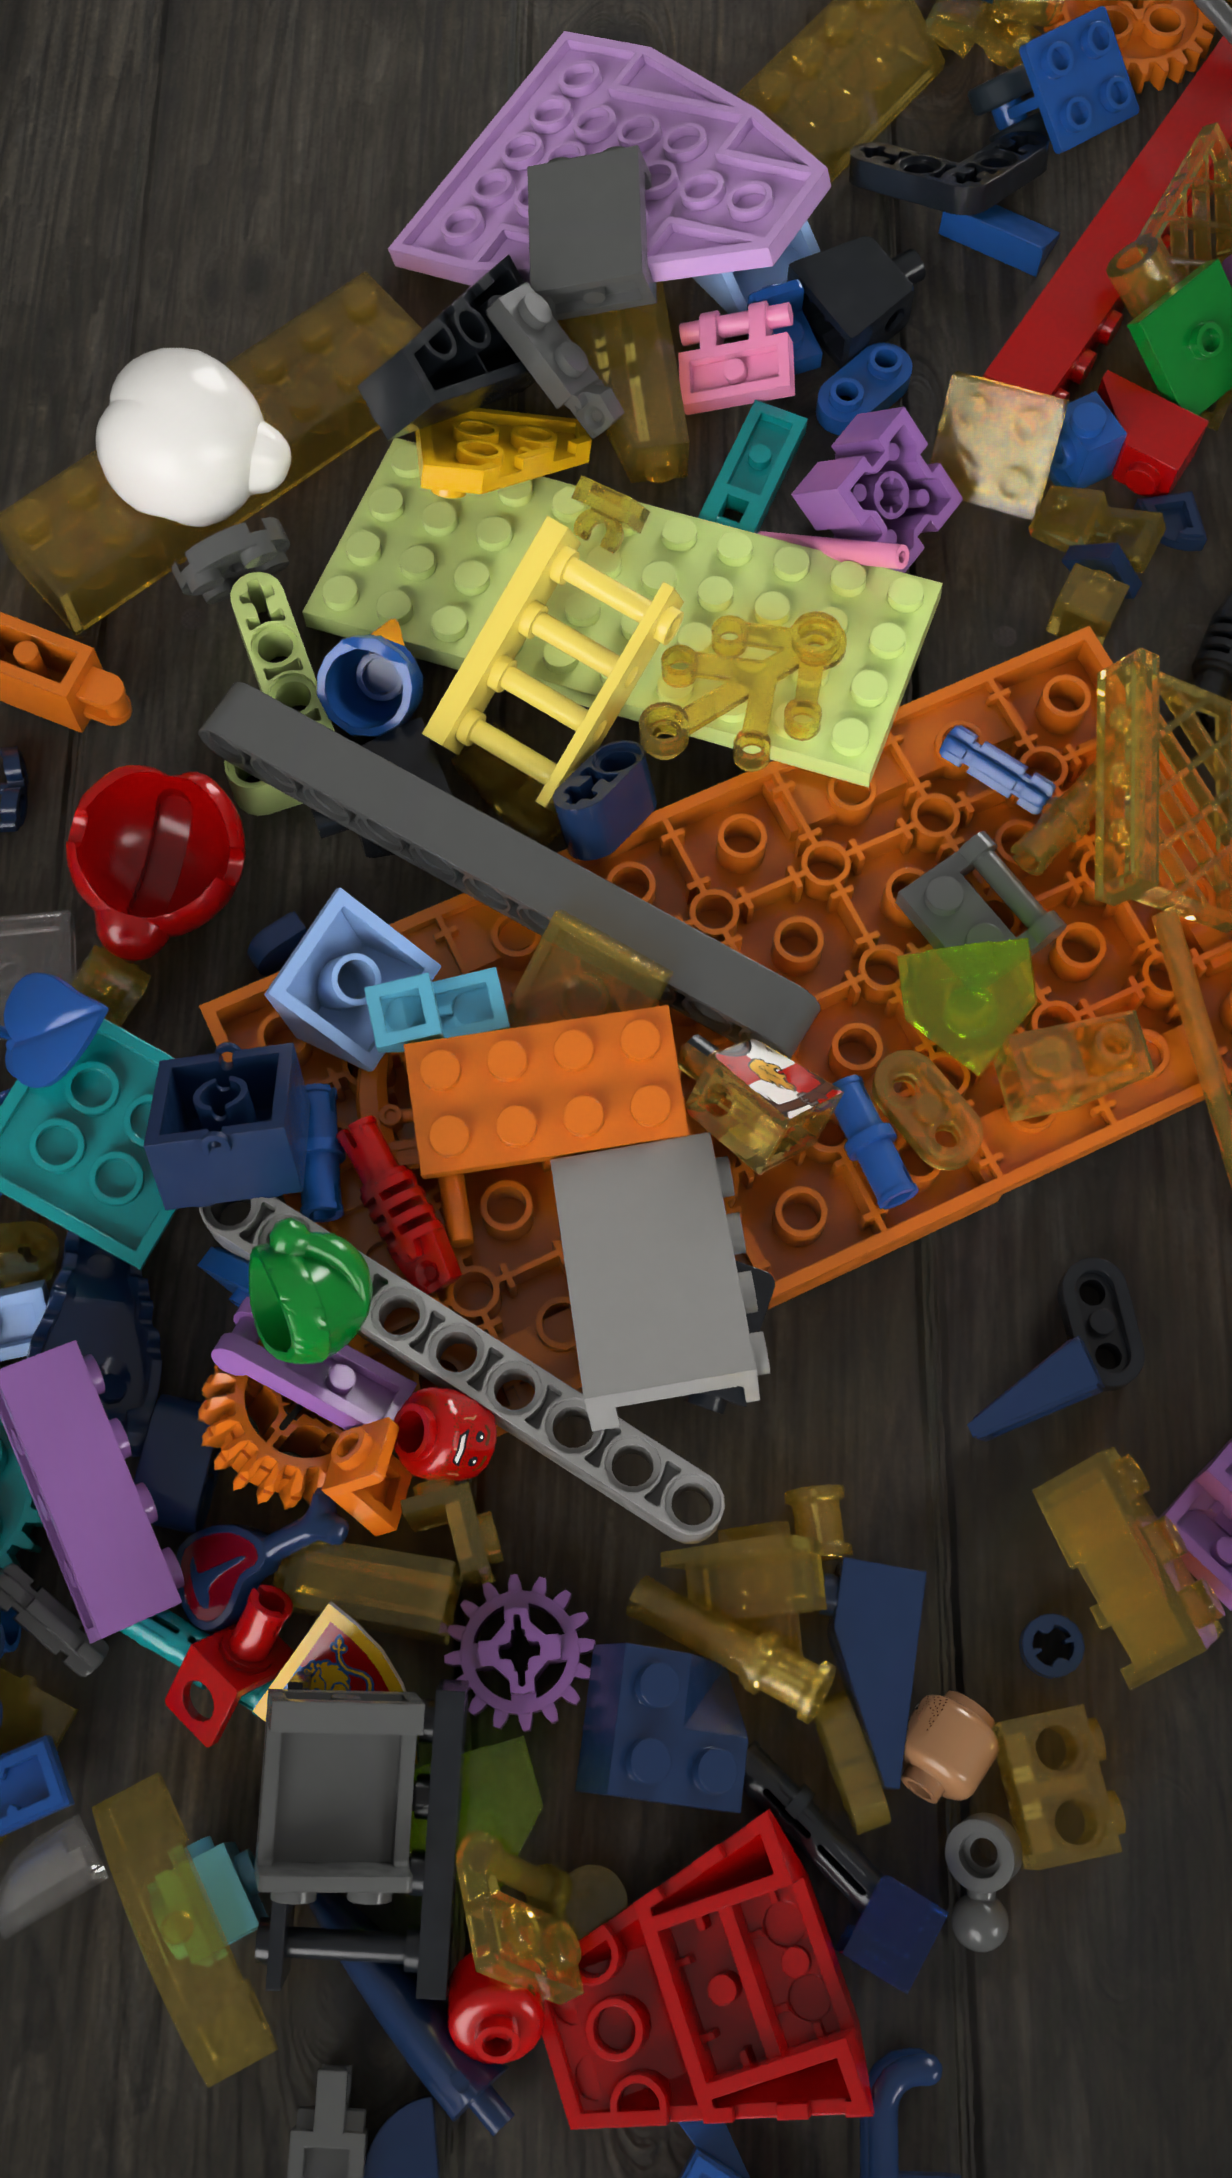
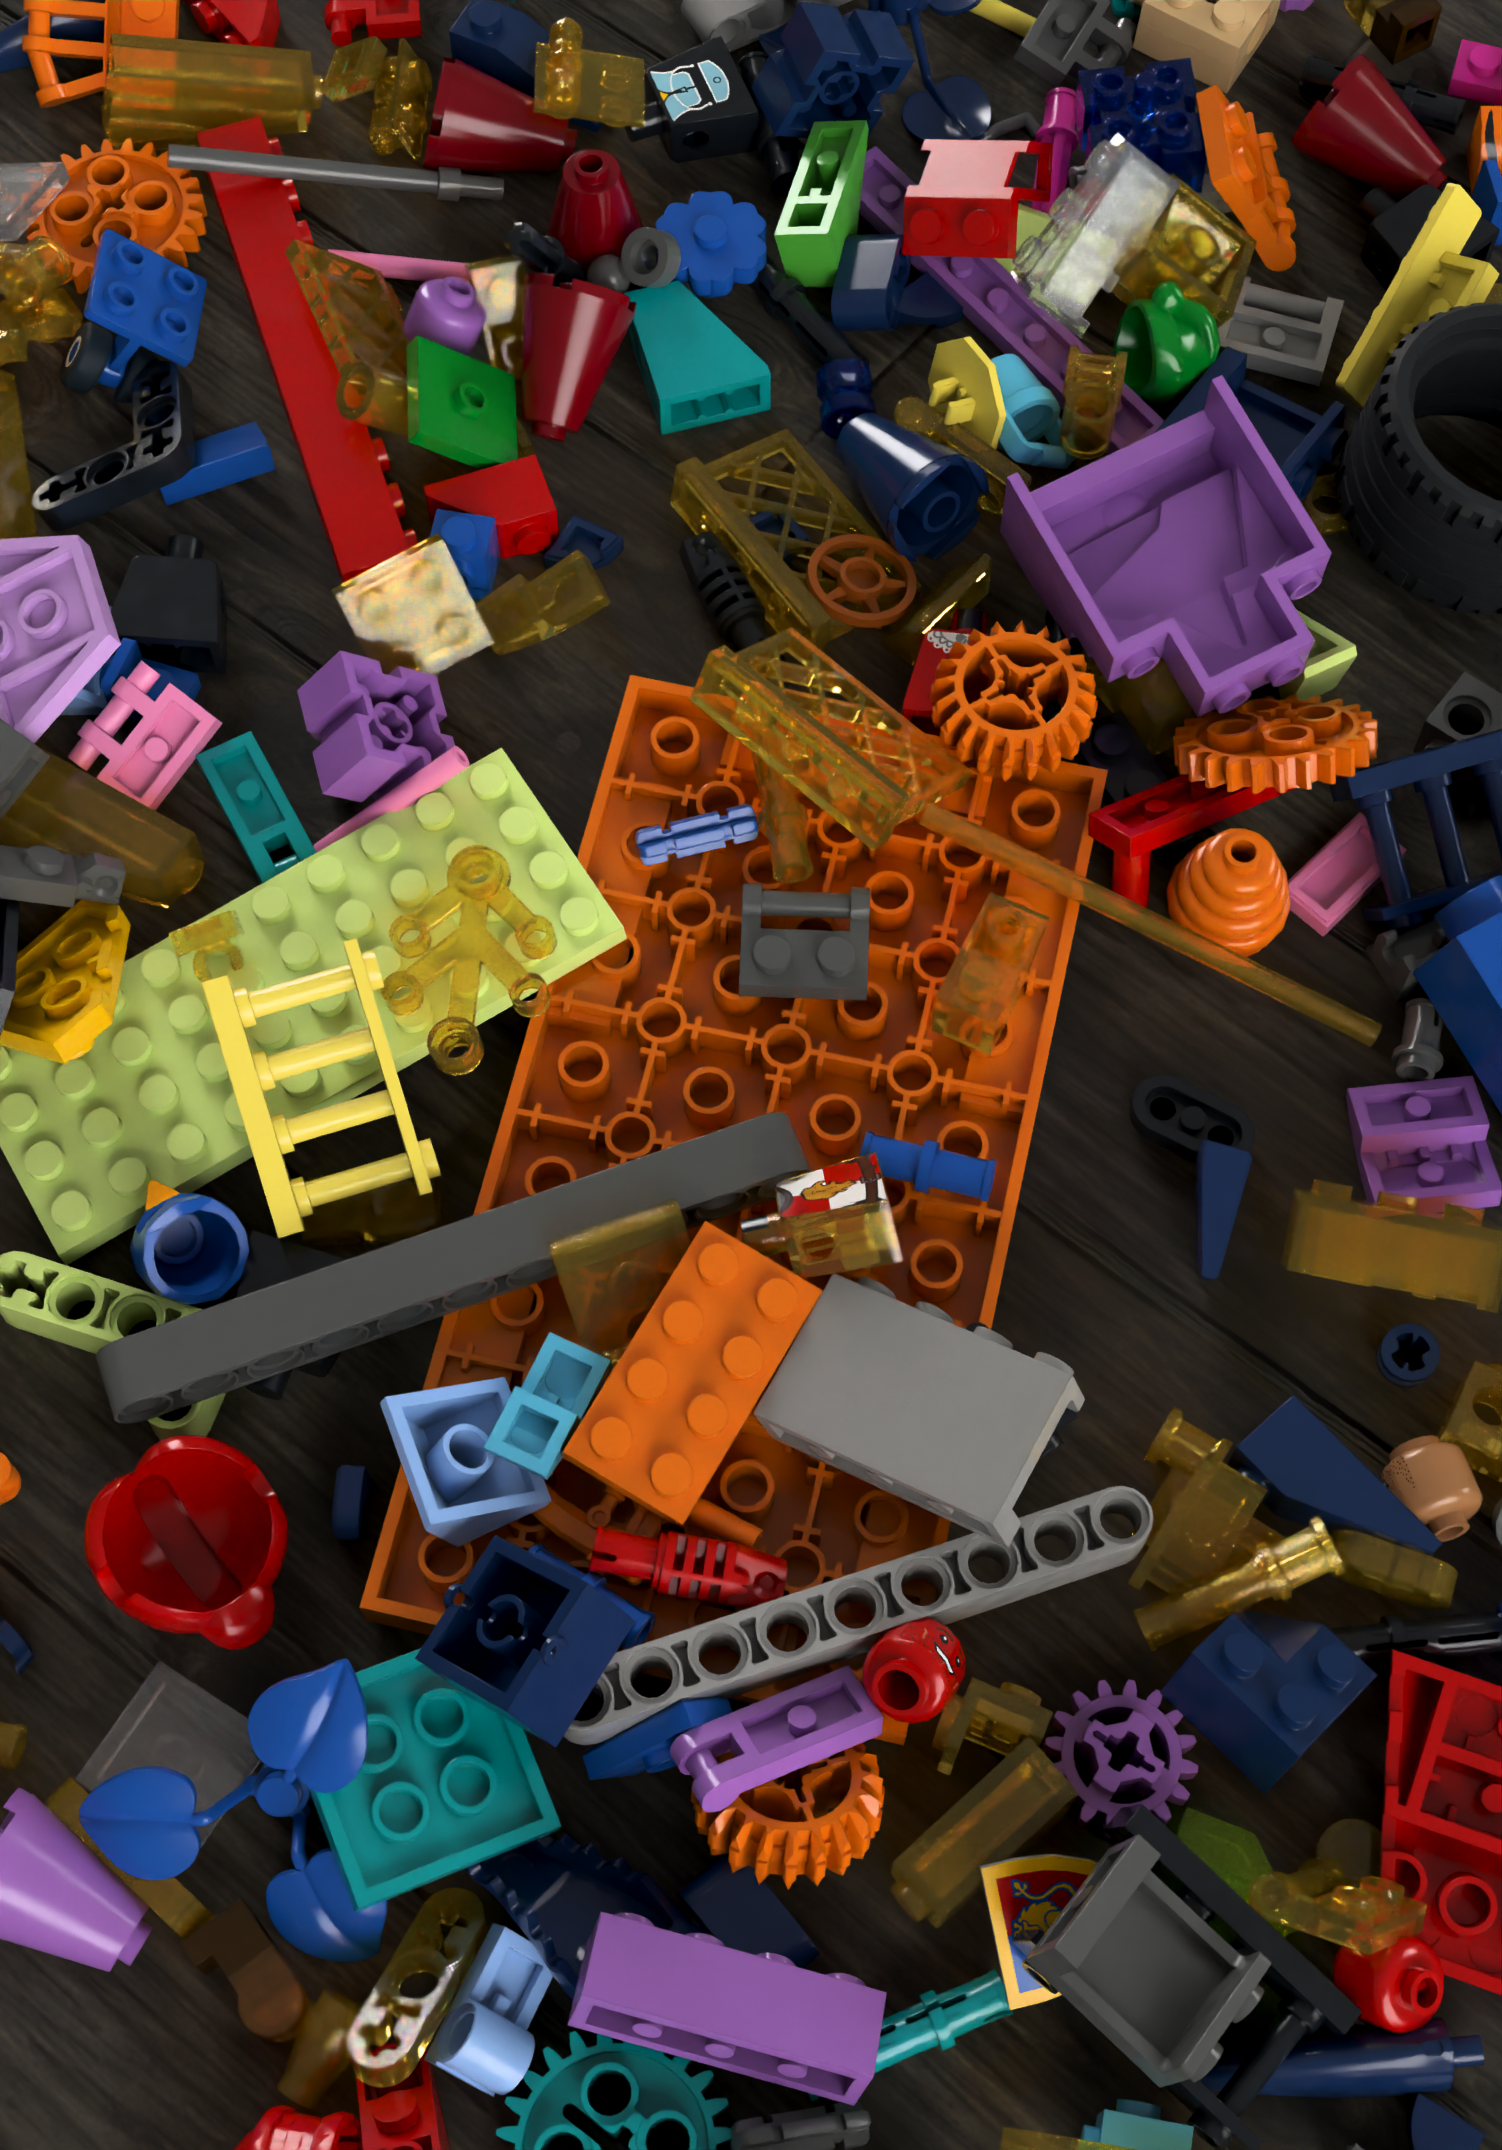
camera: 50 degrees left, 5 degrees down
(111, 983) = (259, 1667): clear yellow tile -> none
(232, 1559) = (871, 1930): dark blue piece -> none
(233, 1663) = (959, 1996): red bracket -> none
(307, 1293) = (724, 1684): green piece -> none
(367, 1476) = (898, 1755): orange bracket -> none
(605, 800) = (466, 1140): dark blue beam -> none
(866, 383) = (256, 665): blue plate -> none
(932, 1109) = (934, 1100): clear yellow plate -> none
(969, 996) = (872, 1001): clear neon green plate -> none
(1087, 600) = (603, 663): clear yellow plate -> none
(1107, 558) = (581, 627): dark blue tile -> none

